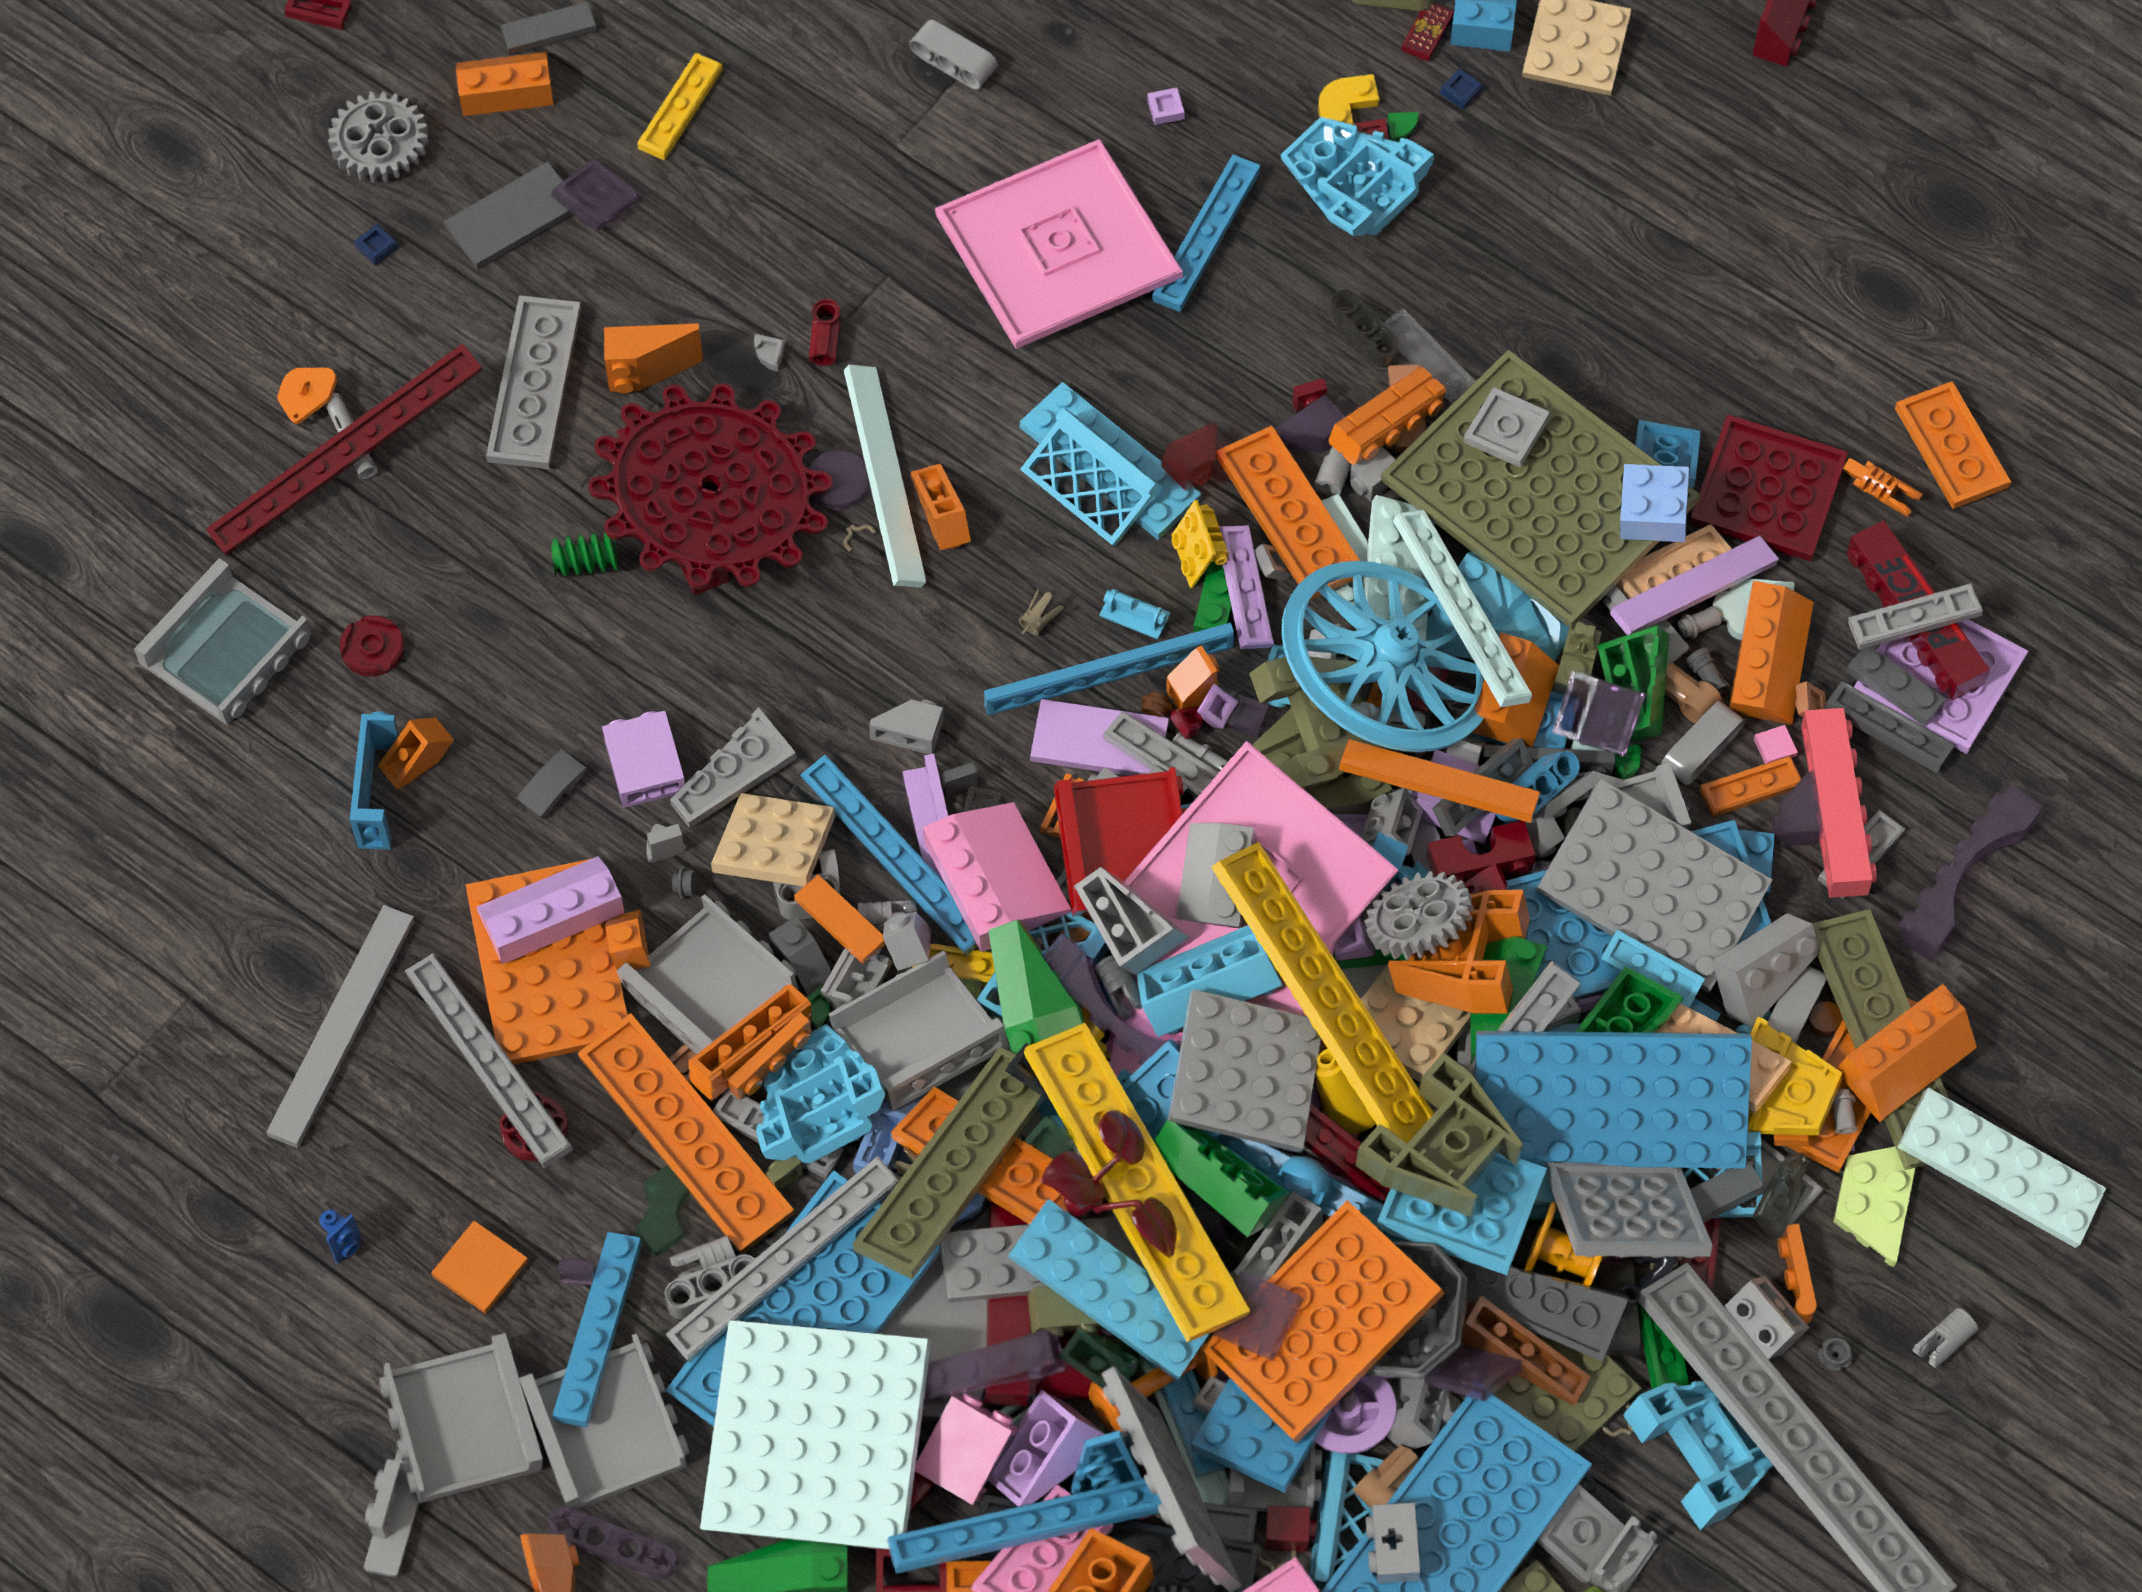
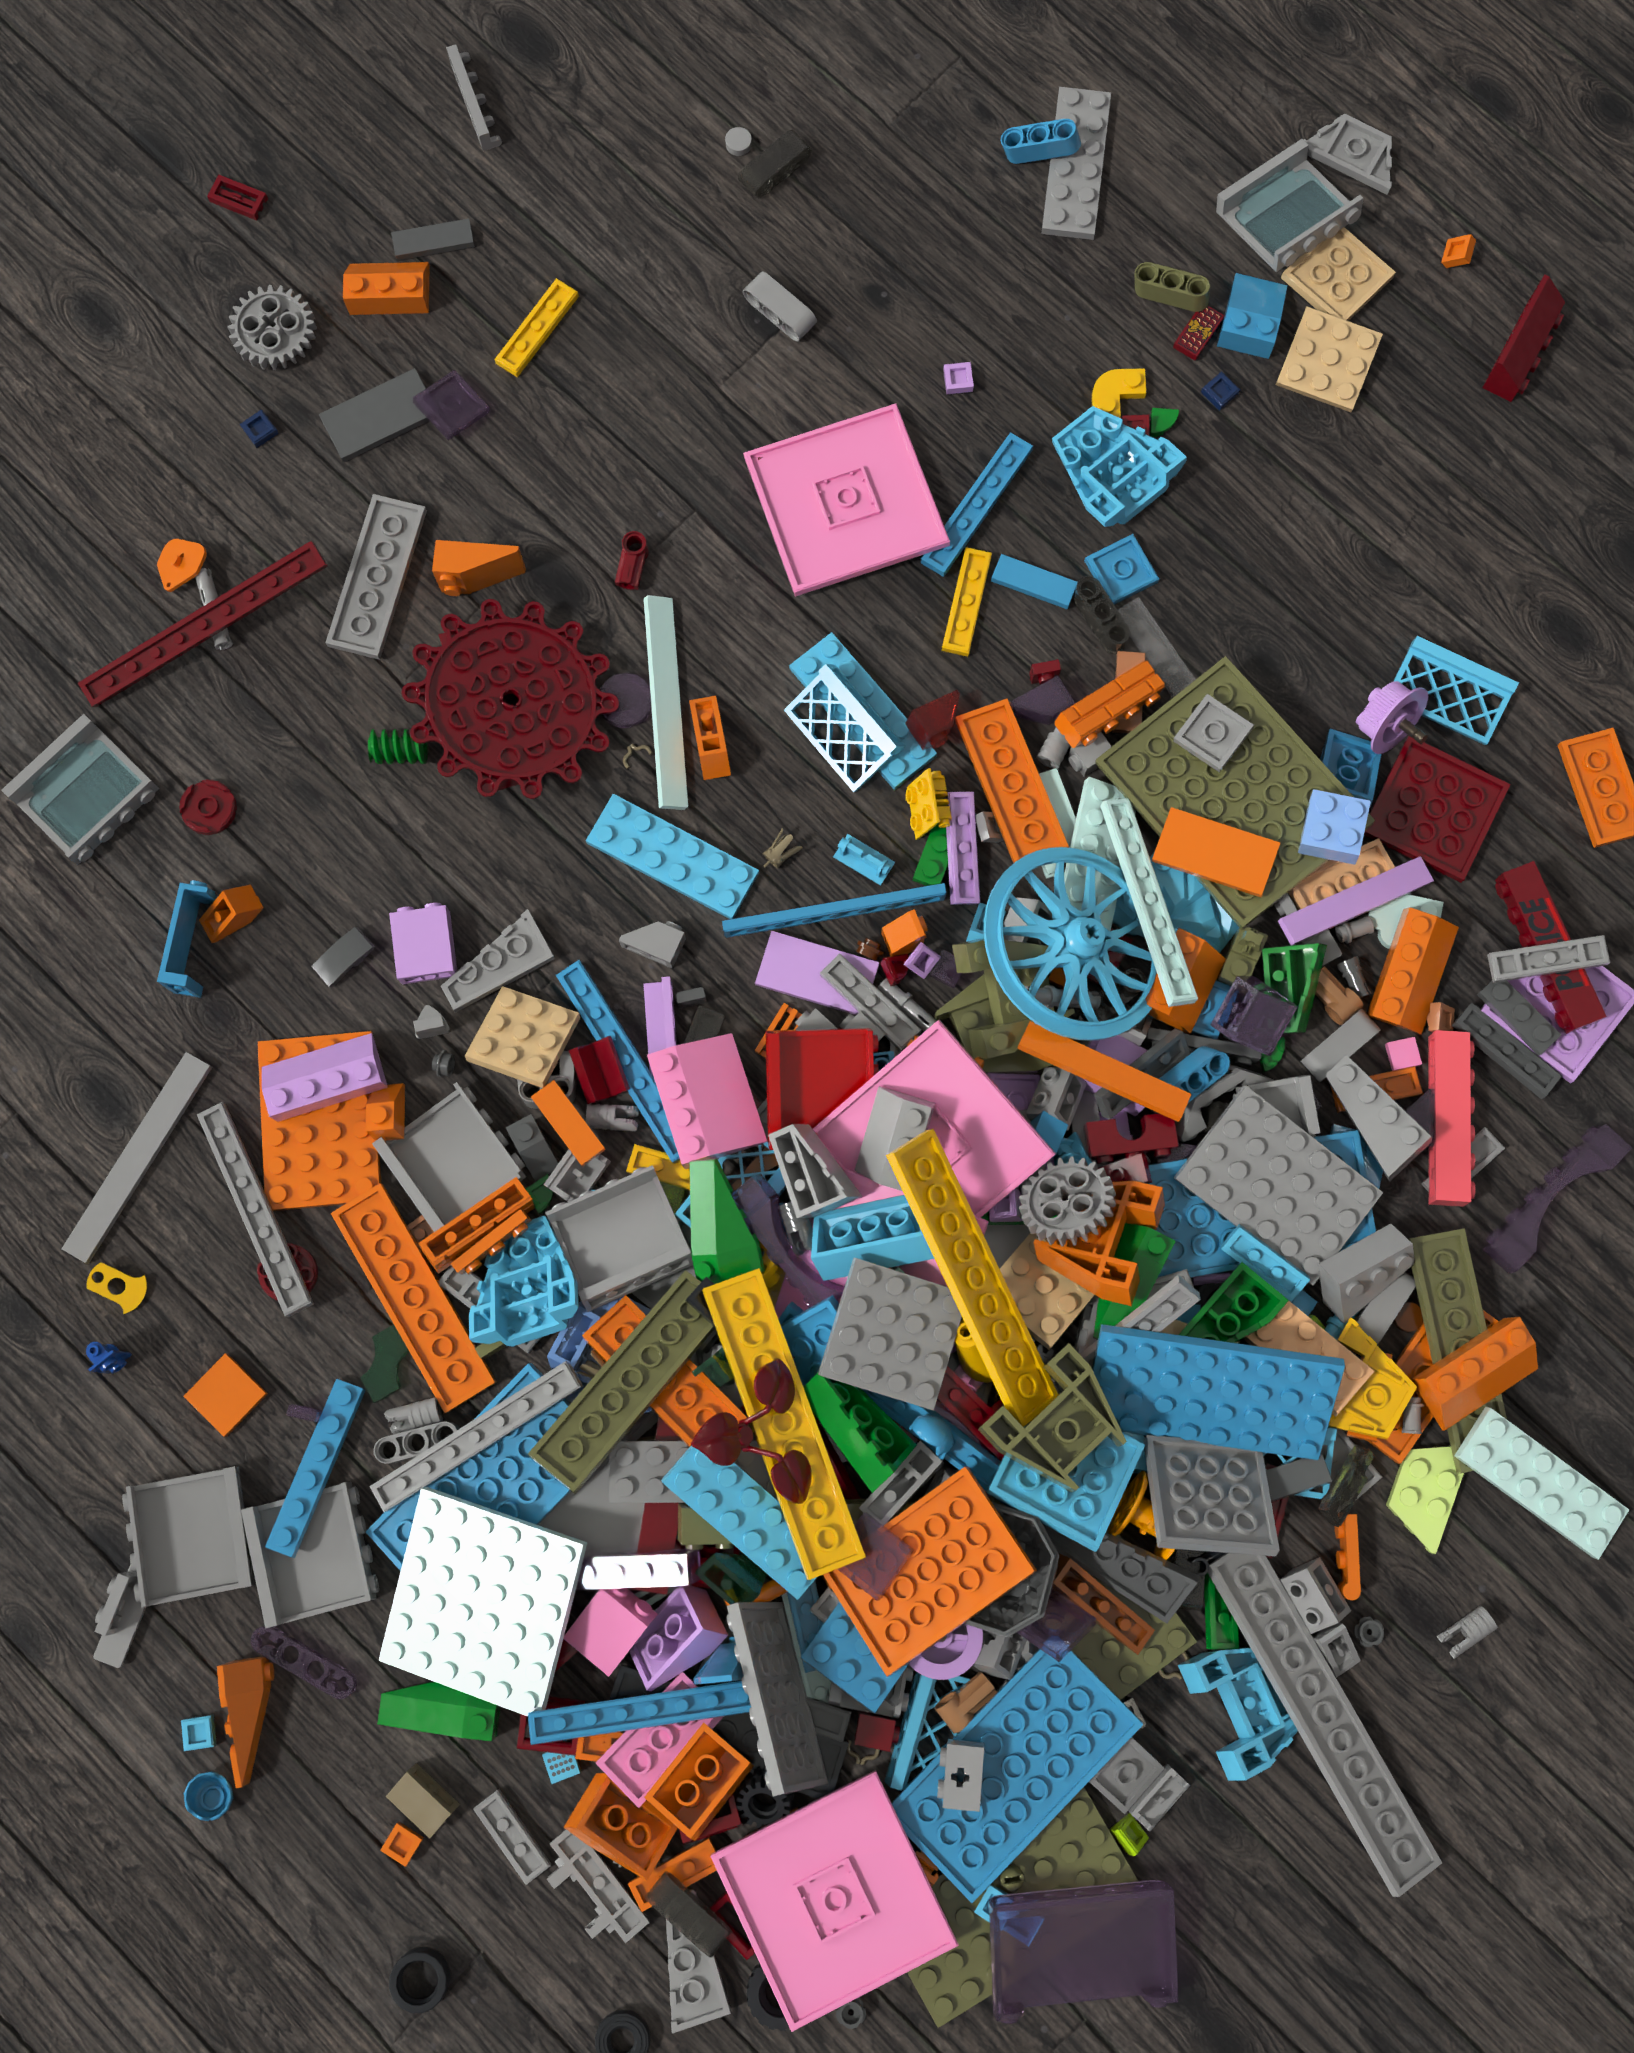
camera: 10 degrees right, 15 degrees up
(357, 1164) = (129, 1298): none -> yellow piece
(769, 351) = (583, 570): light grey tile -> none
(867, 865) = (599, 1070): none -> dark red panel
(907, 939) = (623, 1151): light grey slope -> none
(915, 636) = (672, 856): none -> medium azure plate
(1210, 335) = (966, 601): none -> yellow tile
(1283, 305) = (1034, 581): none -> dark azure tile
(1381, 281) = (1122, 569): none -> dark azure tile
(1529, 549) = (1216, 852): none -> orange tile
(1705, 393) = (1393, 716): none -> lavender piece
(1762, 810) = (1382, 1123): none -> light grey wedge
(1774, 339) = (1466, 671): none -> medium azure fence
(1801, 1371) = (1337, 1648): none -> light grey slope
(1880, 485) = (1534, 818): orange hinge -> none

